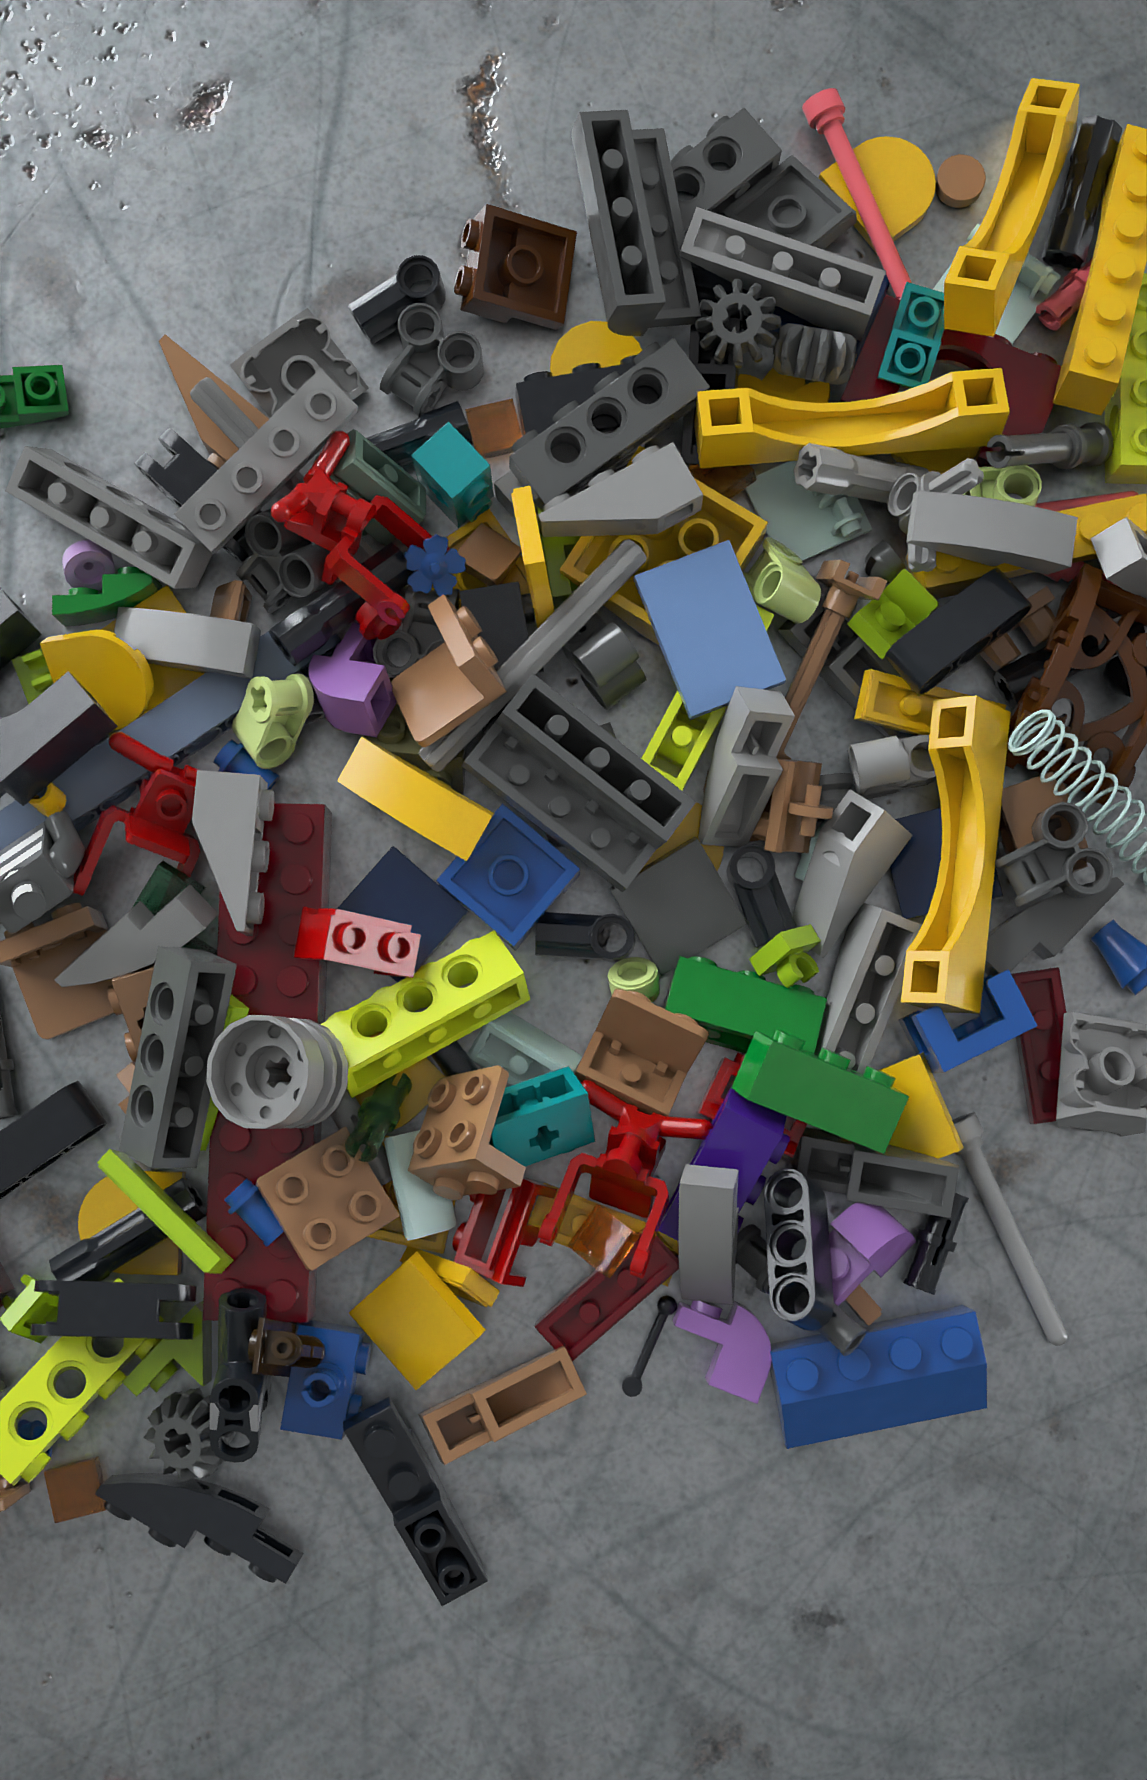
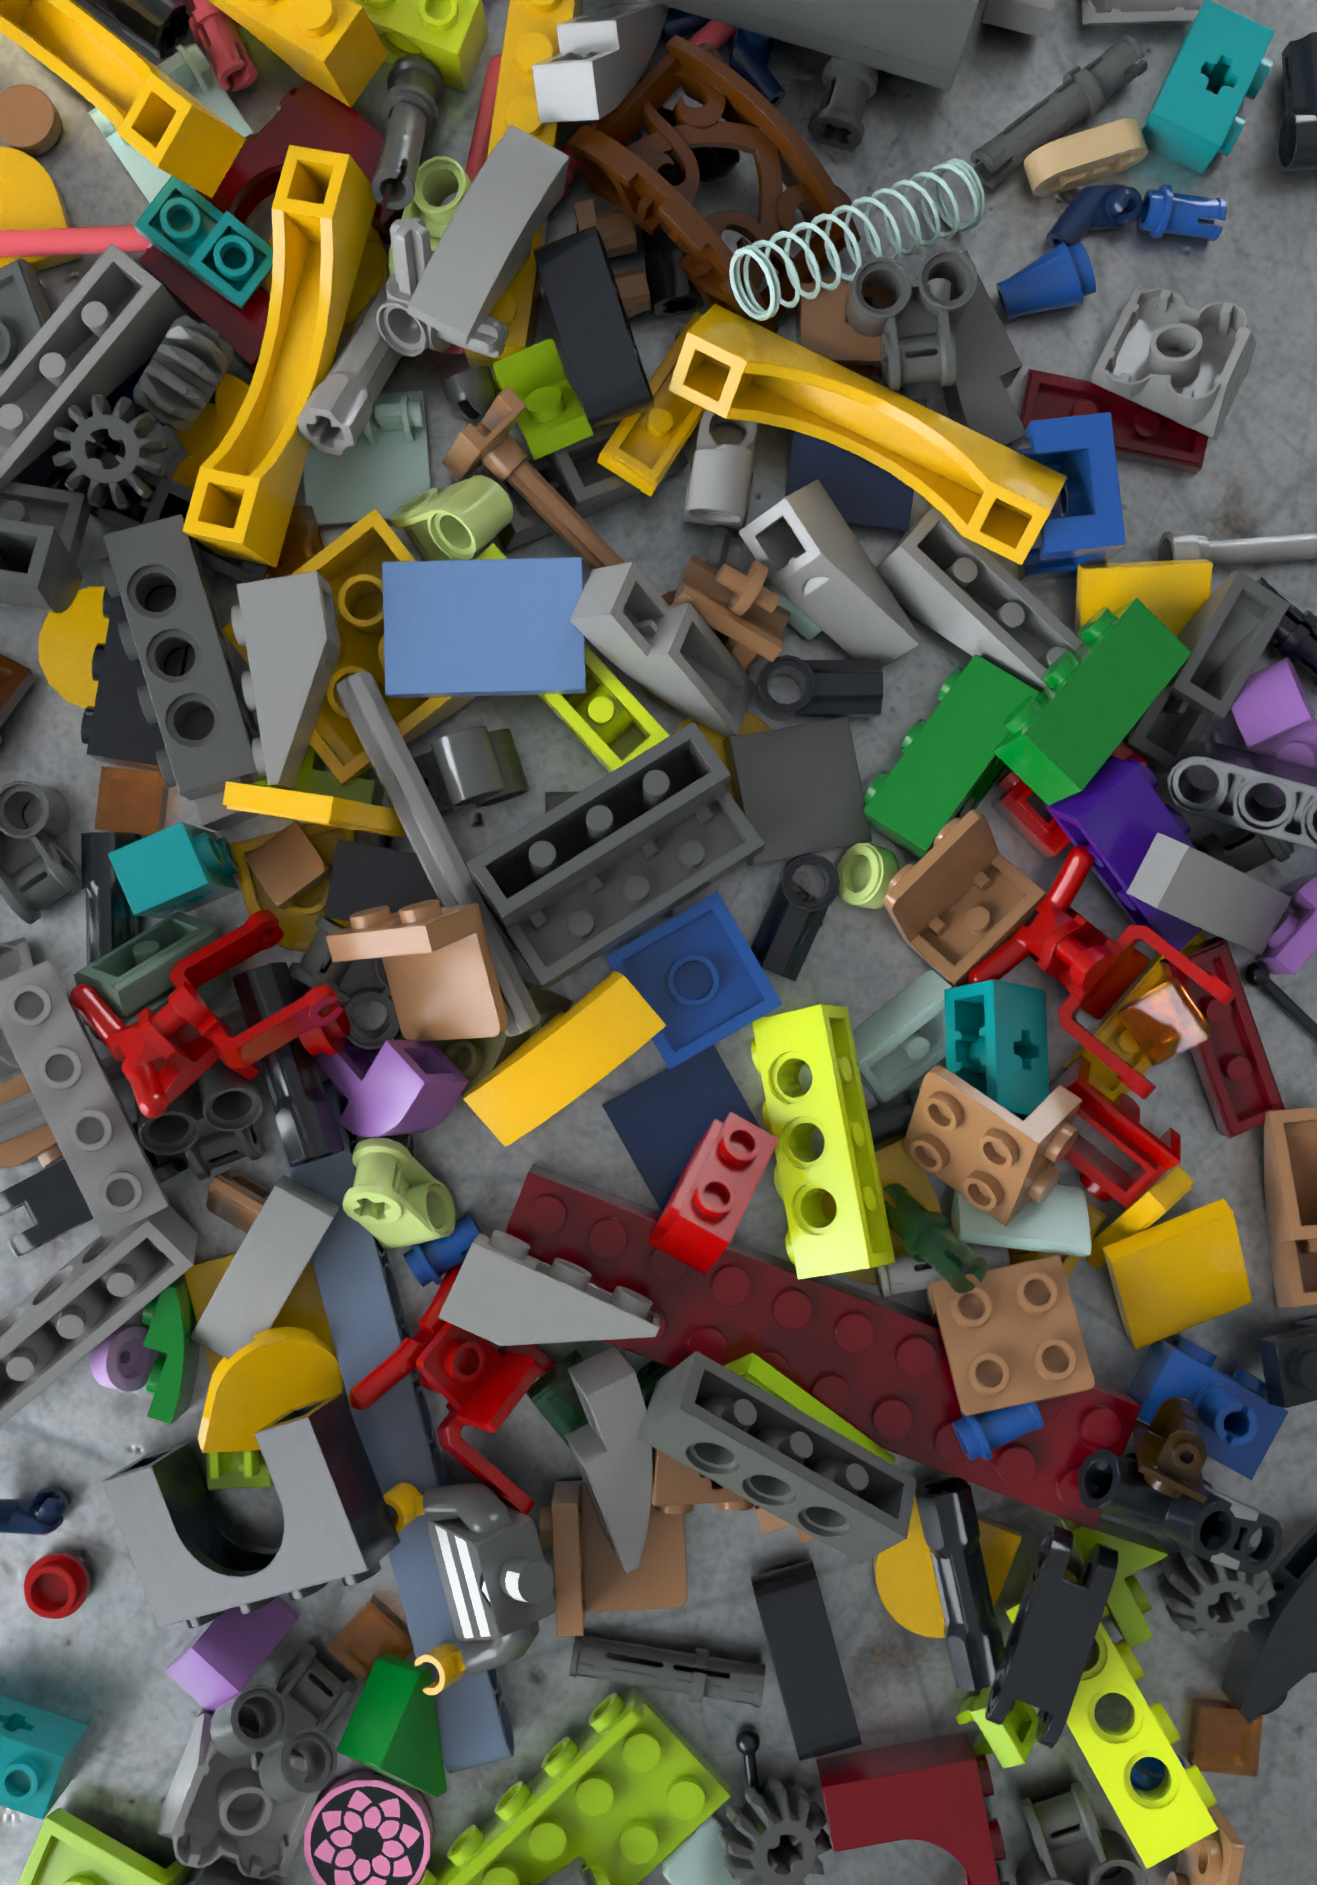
camera: 70 degrees left, 5 degrees up
(164, 1212) = (960, 1535): lime tile -> none
(276, 1072) = (848, 1348): light grey wheel -> none
(434, 566) = (282, 936): blue plant -> none
(788, 956) = (909, 680): lime tile -> none

